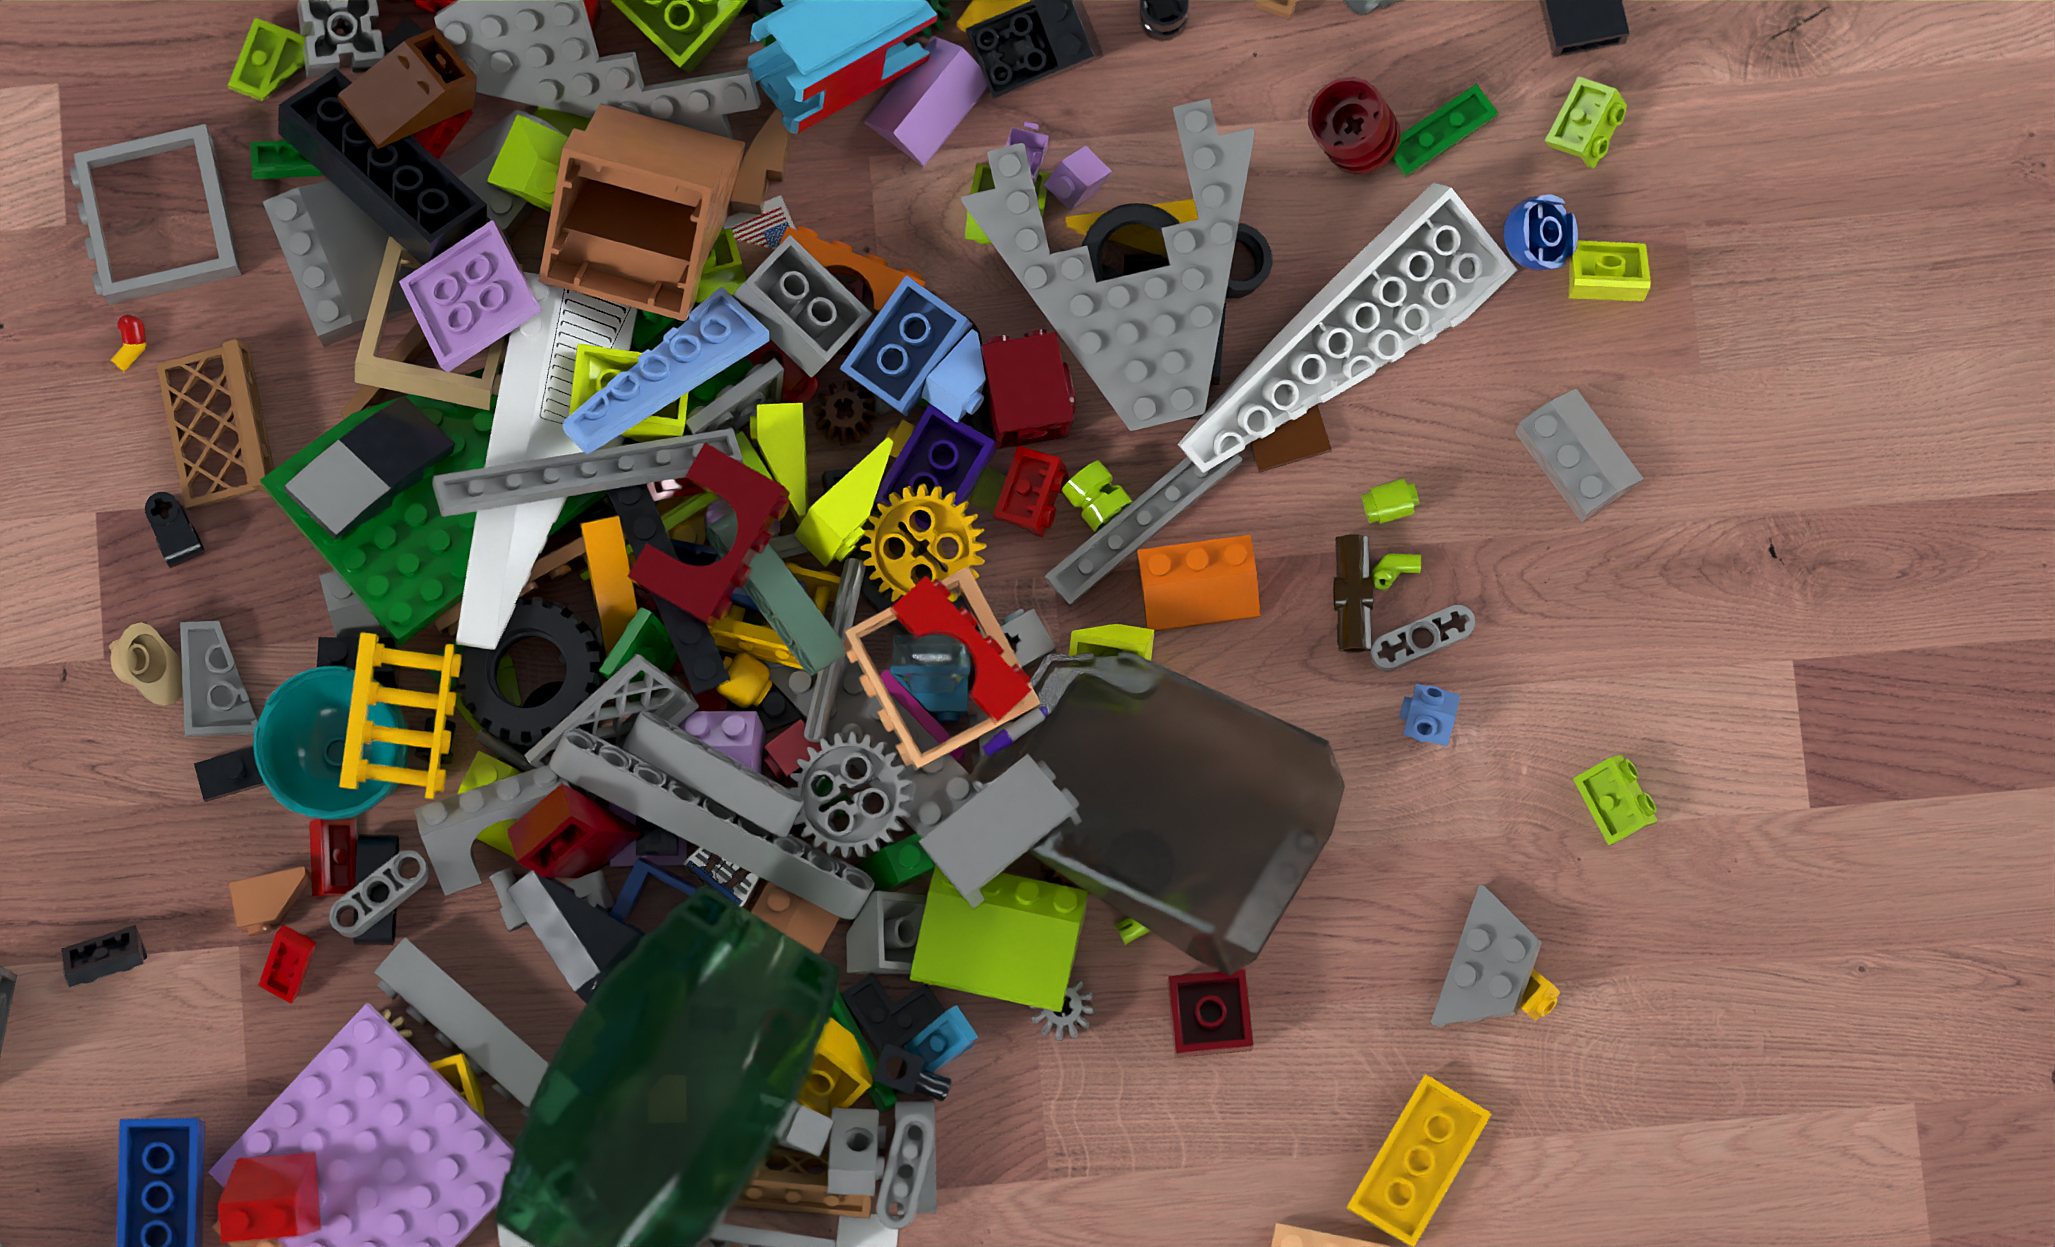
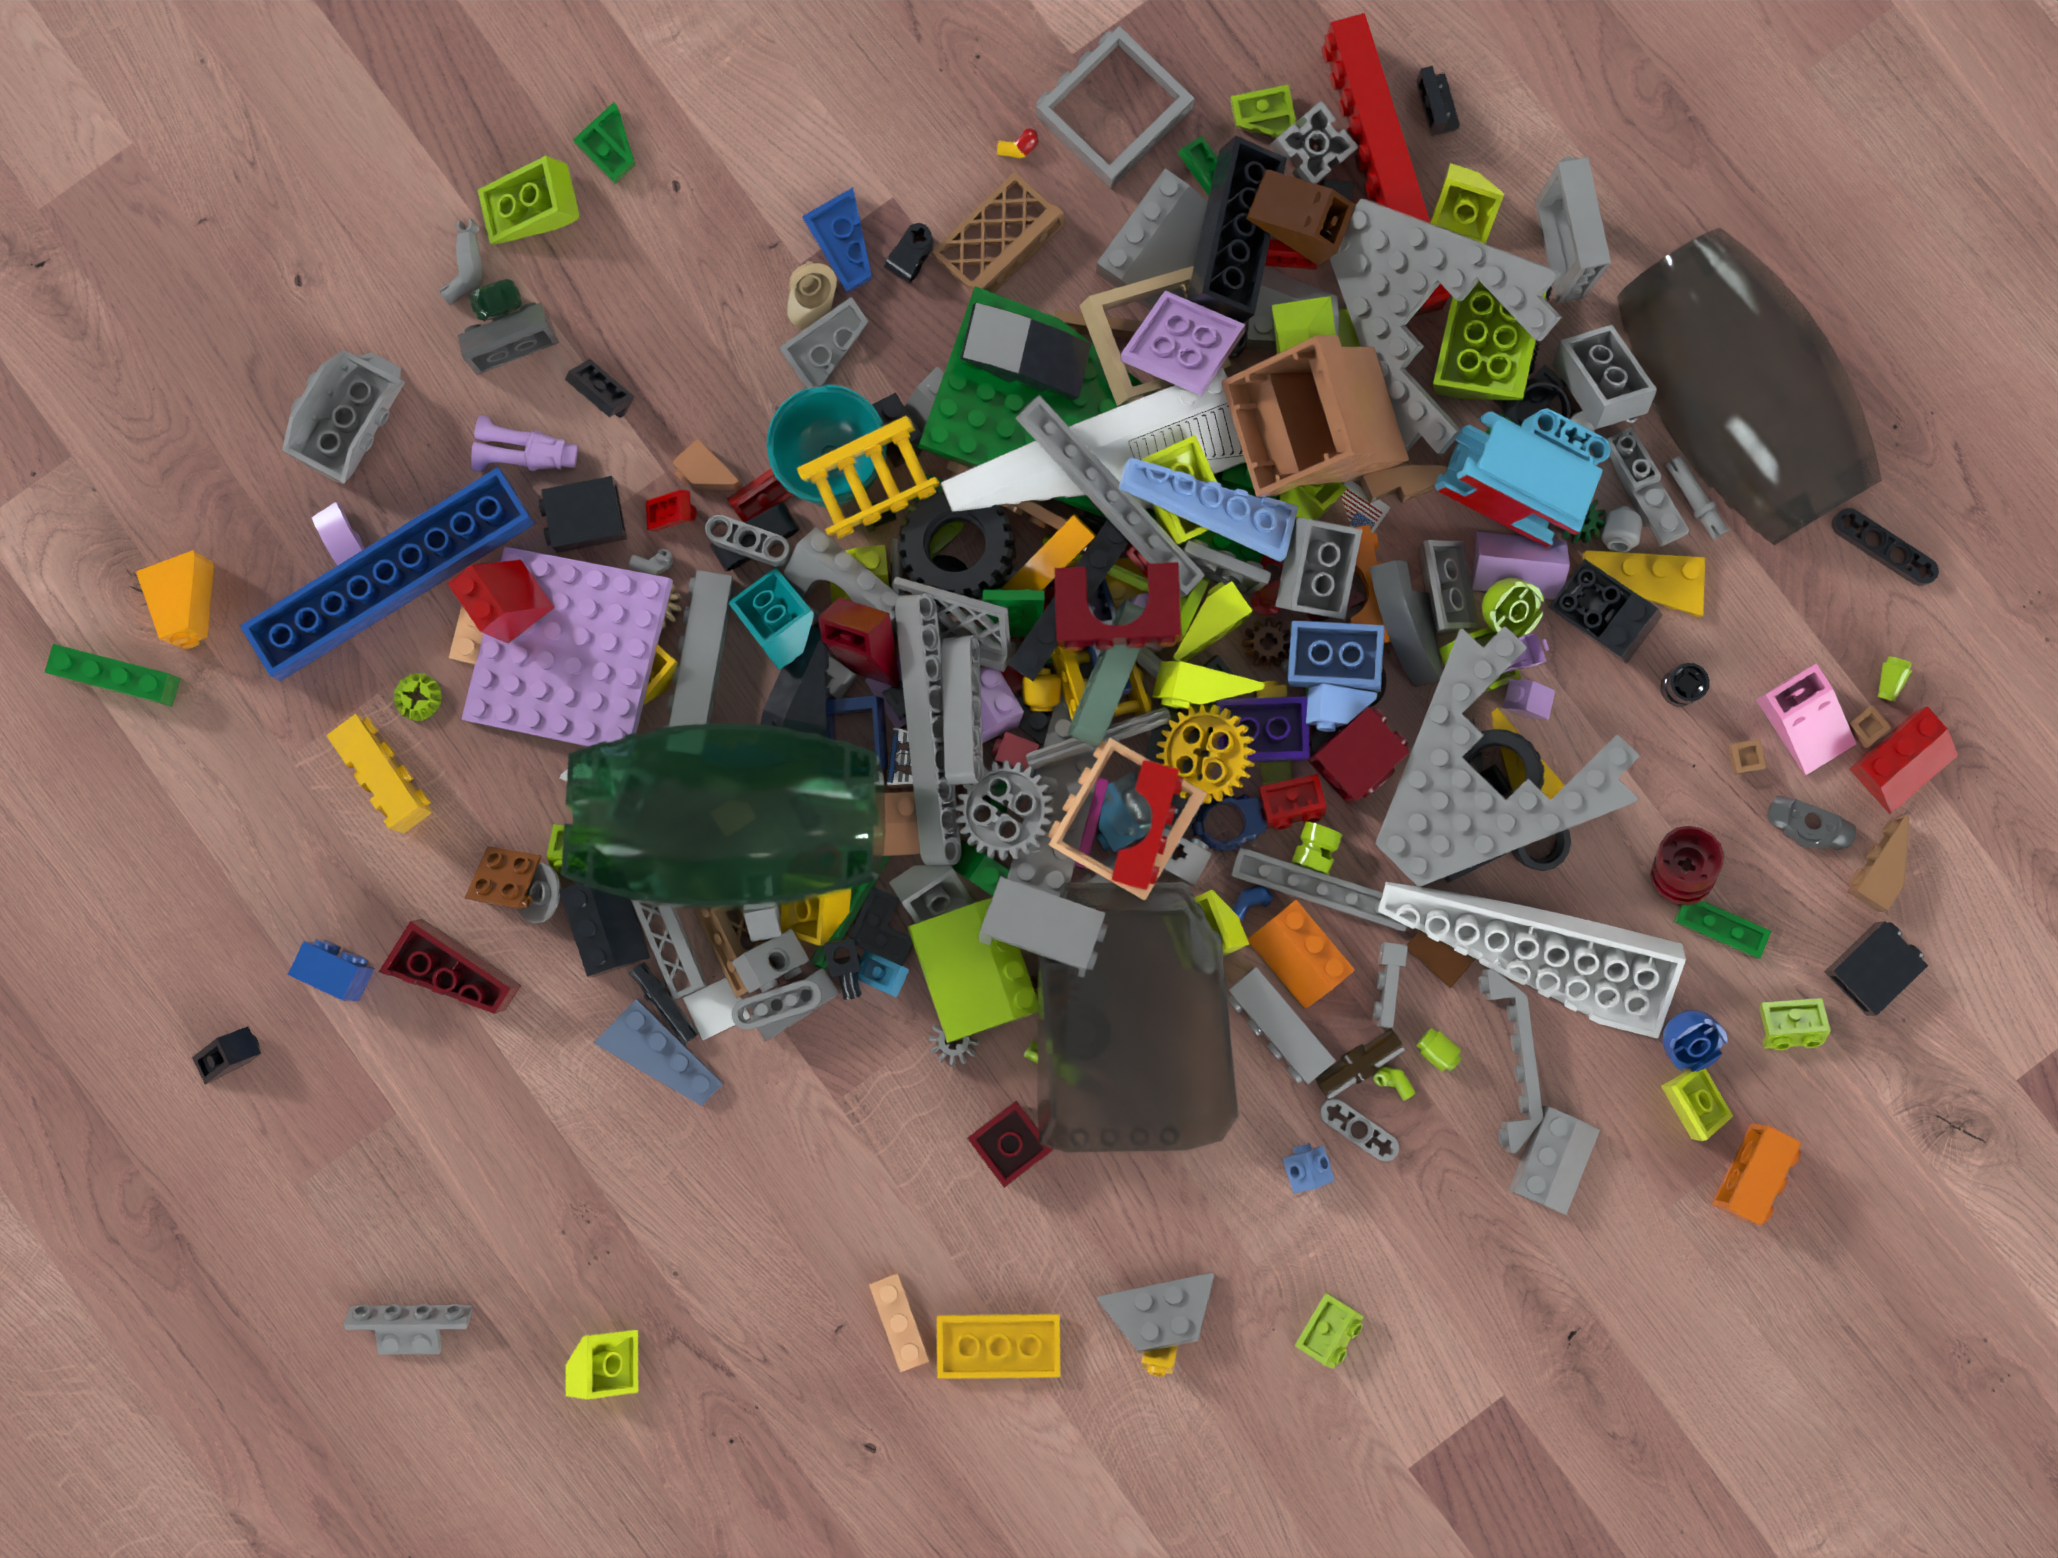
camera: 60 degrees right, 5 degrees up
(107, 596) = (841, 239): none -> blue wing
(129, 1068) = (539, 453): none -> lavender piece
(228, 774) = (769, 390): black tile -> none
(229, 1062) = (582, 514): none -> black brick
(336, 1017) = (653, 566): none -> light grey arm
(482, 915) = (775, 617): none -> teal slope
(904, 188) = (1448, 585): none -> light grey slope
(916, 251) = (1407, 622): none -> dark grey slope
(966, 133) = (1513, 605): none -> lime cylinder
(1013, 730) = (1117, 893): piece -> none
(1019, 544) = (1251, 816): none -> dark blue piece
(1105, 599) = (1251, 897): none -> blue arm
(1262, 490) = (1393, 957): none -> light grey plate
(1263, 651) = (1280, 1025): none -> light grey brick
(1359, 402) = (1516, 1132): none -> light grey slope
(1719, 255) = (1757, 1174): none -> orange brick

